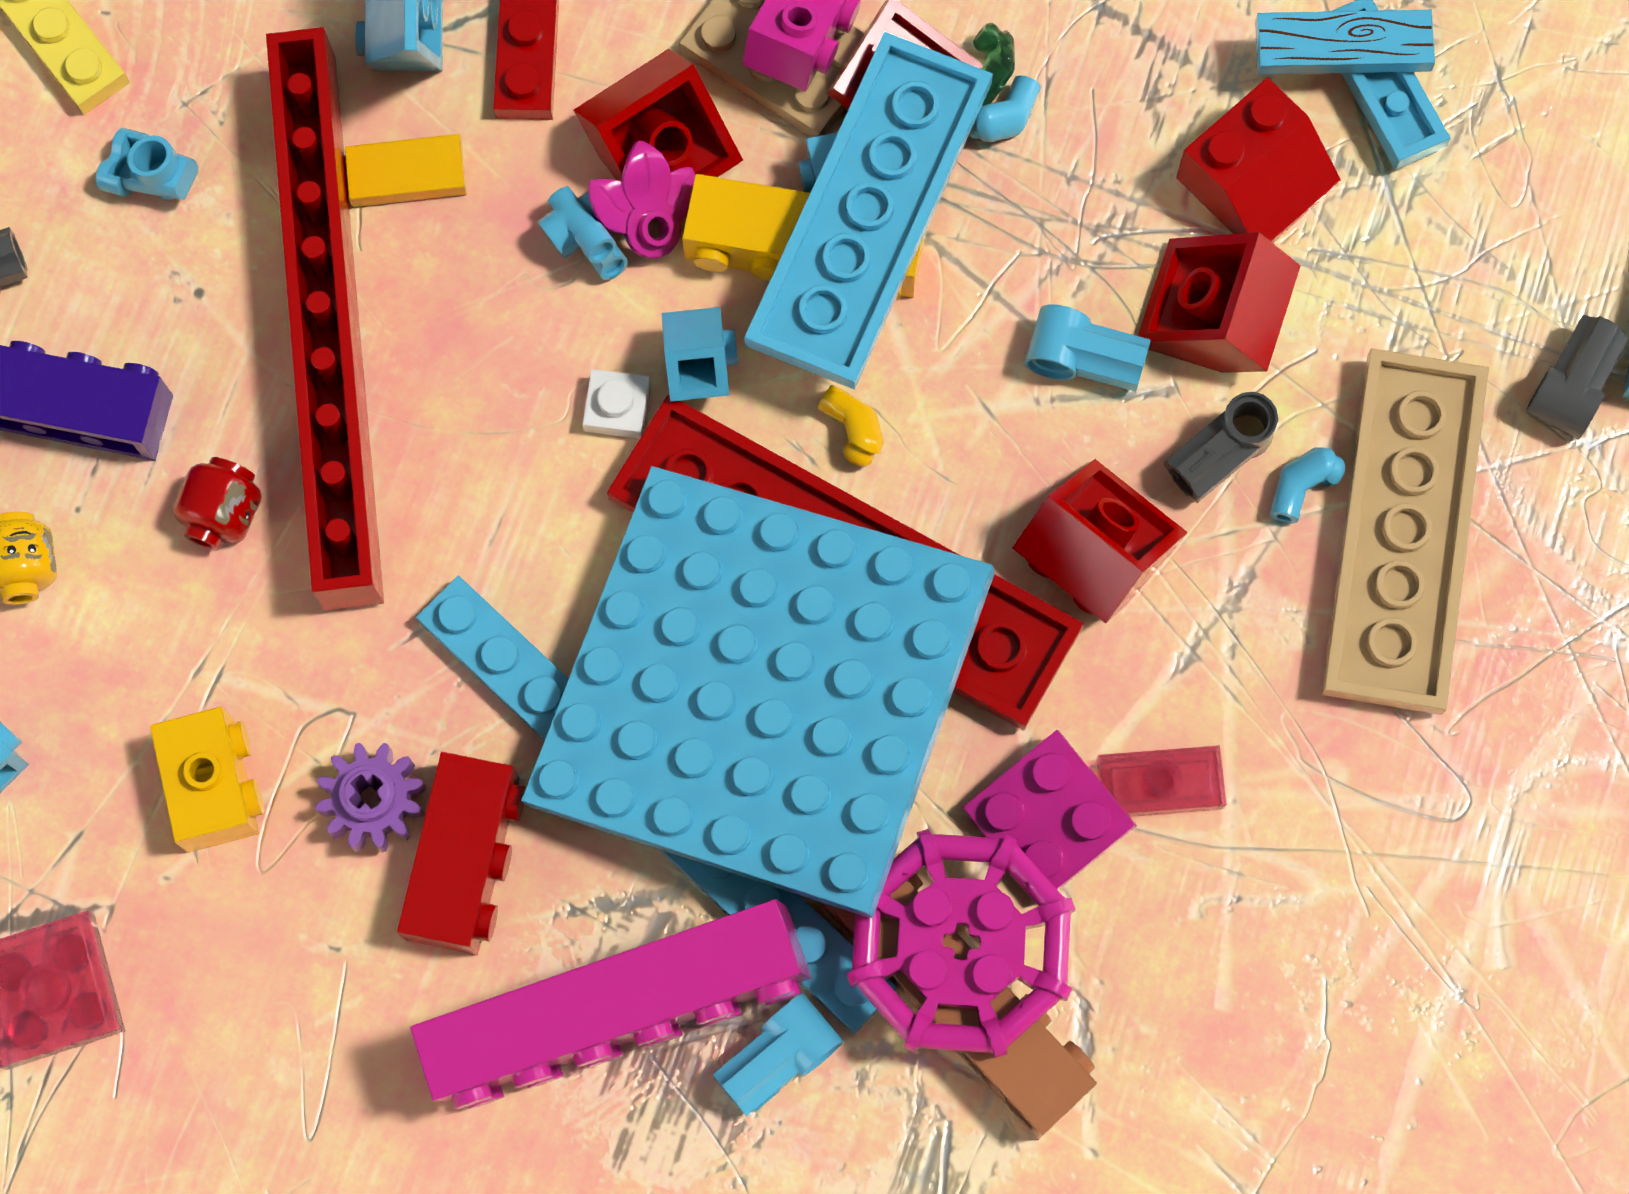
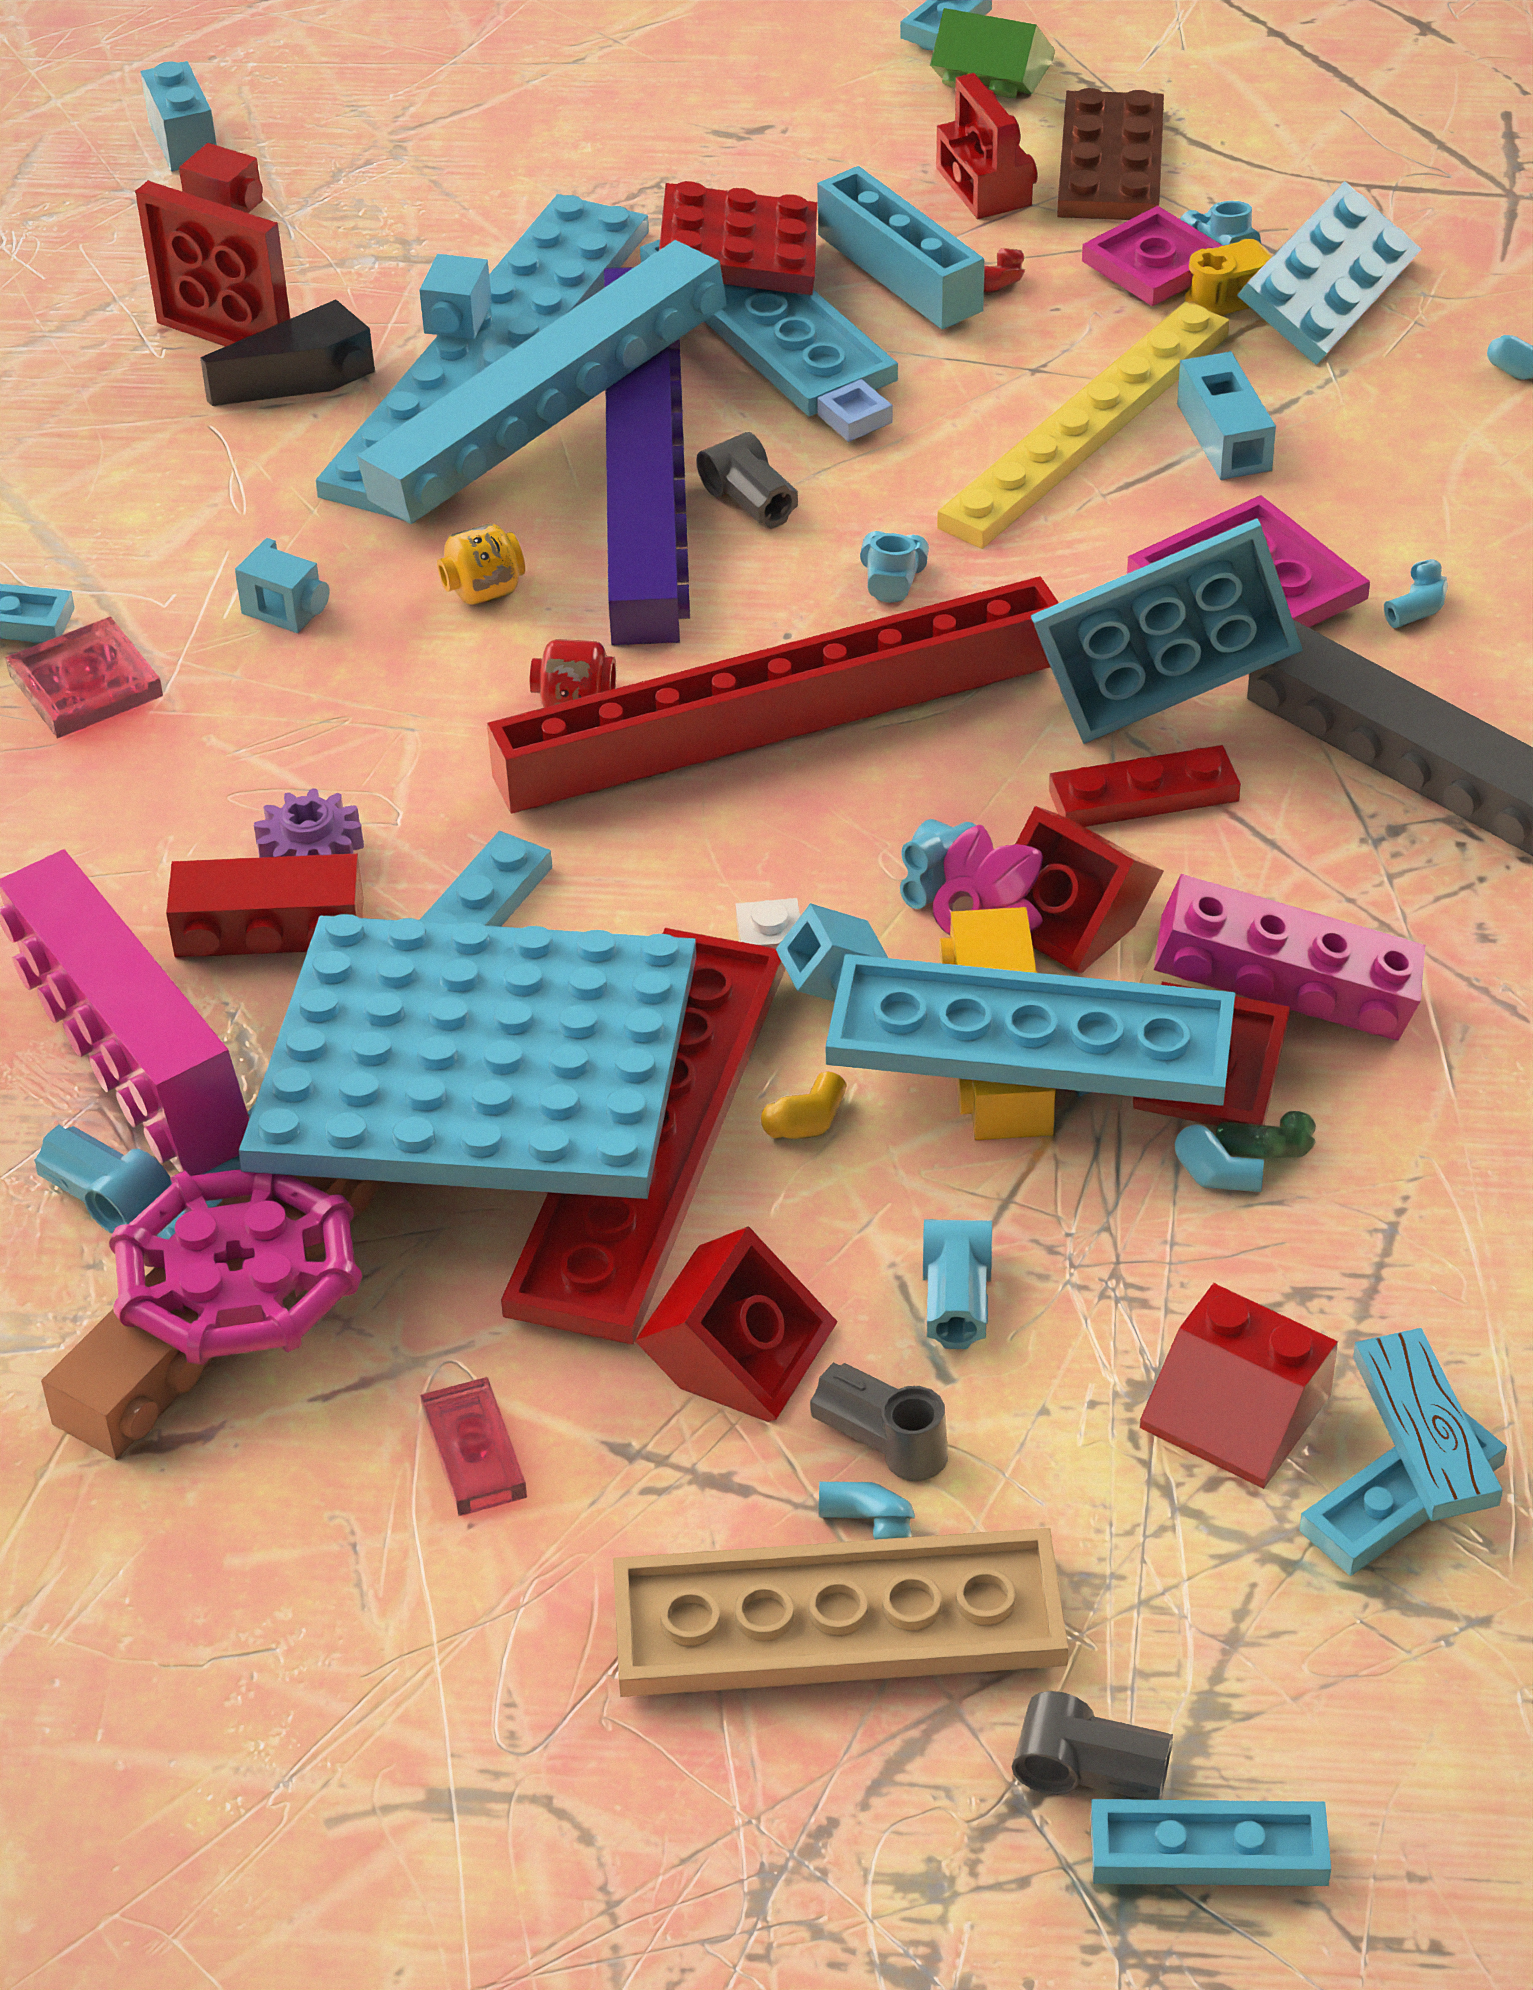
camera: 75 degrees right, 30 degrees down
(207, 779) = (301, 725): yellow brick -> none
(405, 170) = (962, 734): yellow tile -> none
(1053, 809) = (407, 1347): dark pink plate -> none
(1220, 301) = (1056, 1387): red slope -> none

